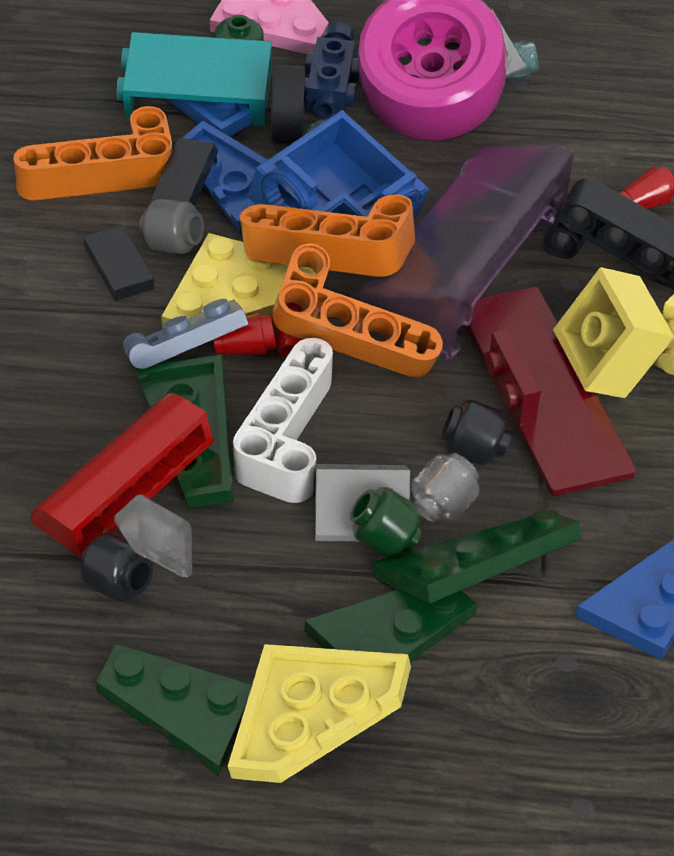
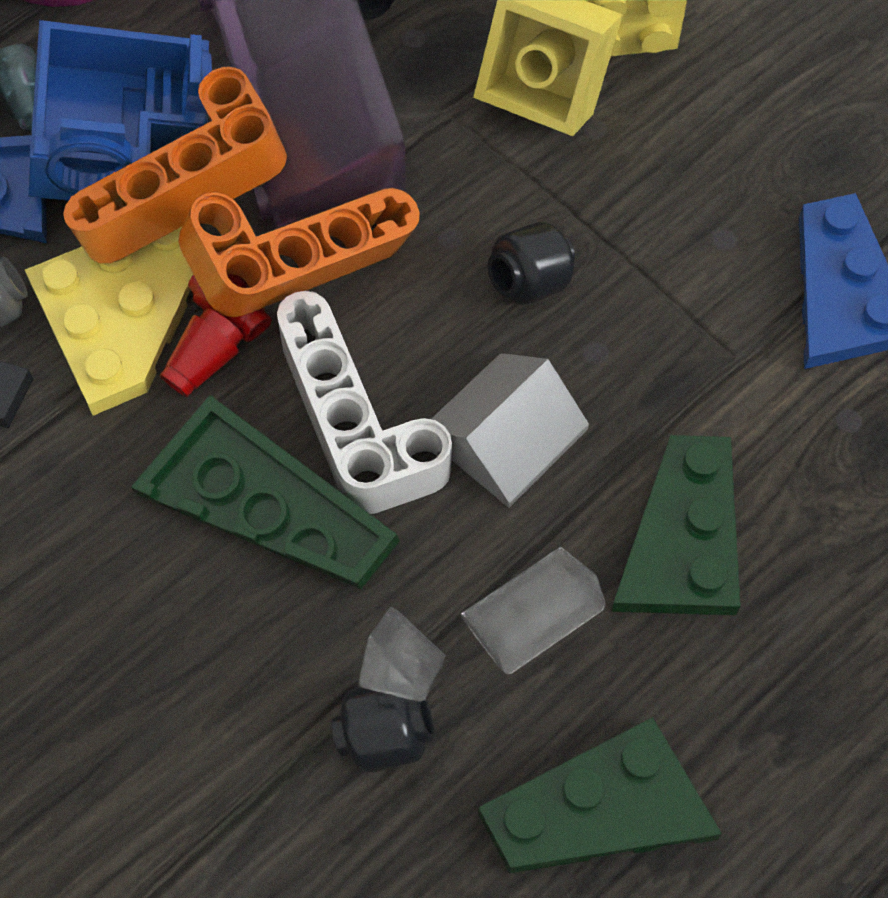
camera: 45 degrees left, 15 degrees up
(131, 465) = (271, 619): red brick -> none
(184, 333) = (145, 406): sand blue plate -> none
(263, 593) = (535, 609): none -> clear slope
(311, 704) = (733, 687): light yellow plate -> none
(386, 521) = (577, 431): dark green head -> none
(445, 487) = (575, 343): clear head -> none
(472, 558) = (681, 398): dark green wing -> none
(553, 412) = (539, 171): dark red bracket -> none

